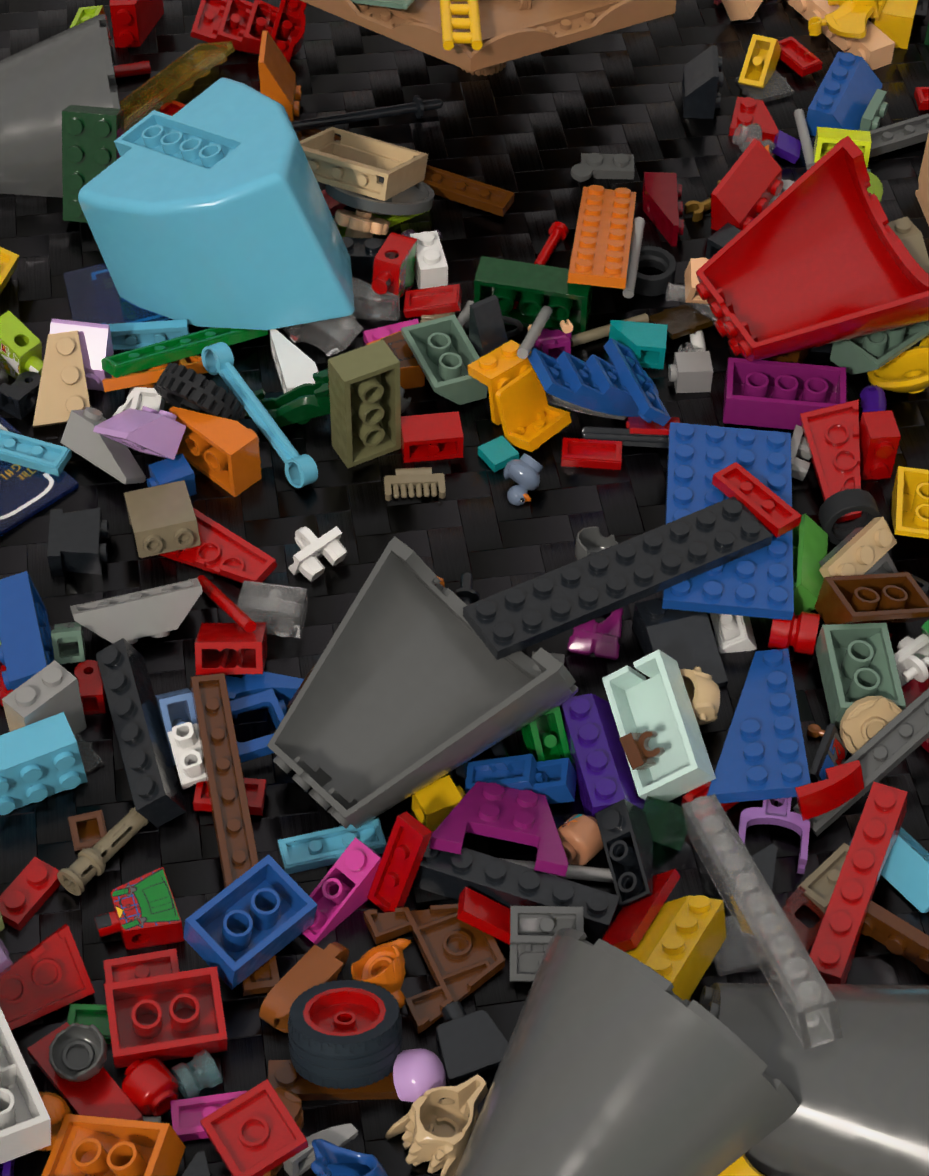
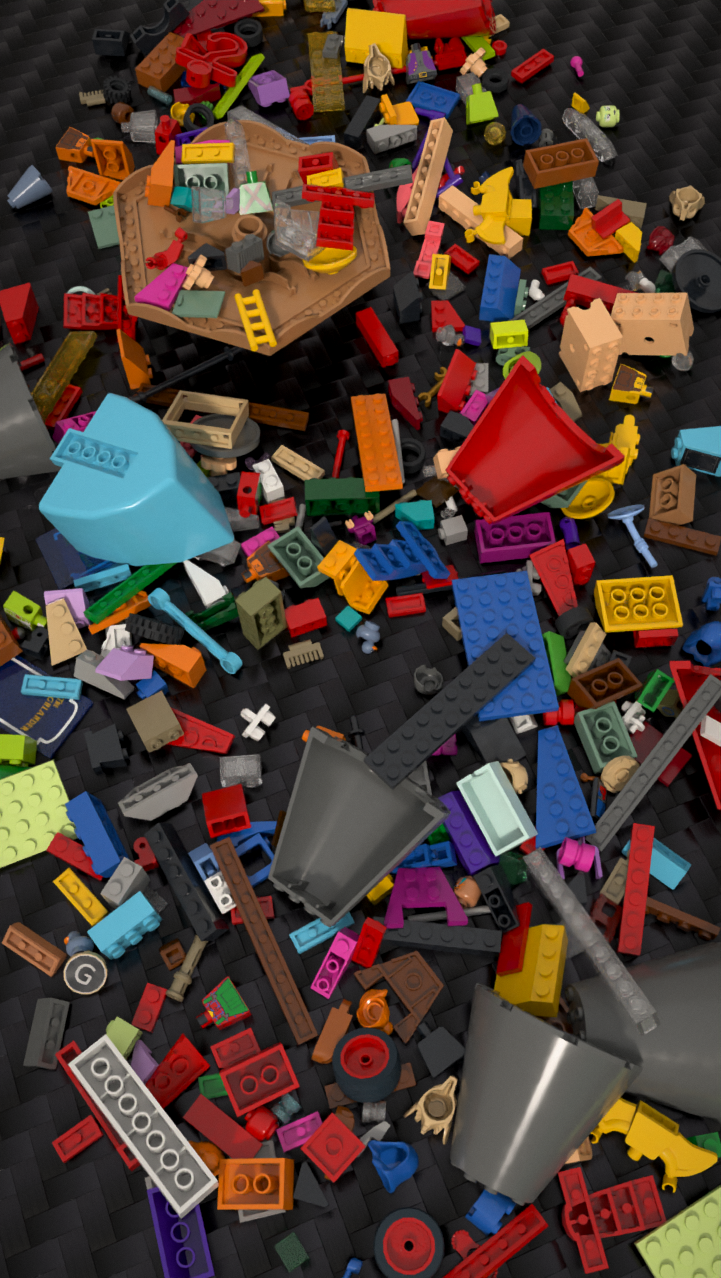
camera: 10 degrees left, 15 degrees up
(68, 643) = (123, 826): sand green leg -> none
(78, 1052) = (215, 1118): dark grey hair -> none
(86, 150) = (31, 456): dark green brick -> none
(227, 605) = (213, 777): red bar -> none
(250, 921) = (292, 1006): blue brick -> none
(334, 1111) = (374, 1112): none -> clear wheel
(417, 1072) = (415, 1078): lavender hair -> none
(469, 245) = (297, 464): none -> tan plate
(484, 914) = (429, 960): red tile -> none
(531, 932) = (464, 970): dark grey slope -> none
(534, 332) = (352, 531): light grey bar -> none
(604, 167) = (359, 376): dark grey hinge -> none
(638, 751) = (489, 828): reddish brown tile -> none
(643, 124) = (377, 337): none -> red brick
(654, 487) = (451, 624): none -> dark tan panel
(760, 500) = (519, 631): red plate -> none
(762, 23) = (430, 246): none -> coral slope
(770, 815) = (574, 854): none -> dark pink wheel
(804, 137) = (482, 327): light grey bar -> none
(841, 785) = (613, 823): red slope -> none
(897, 111) = (534, 291): none -> white arm

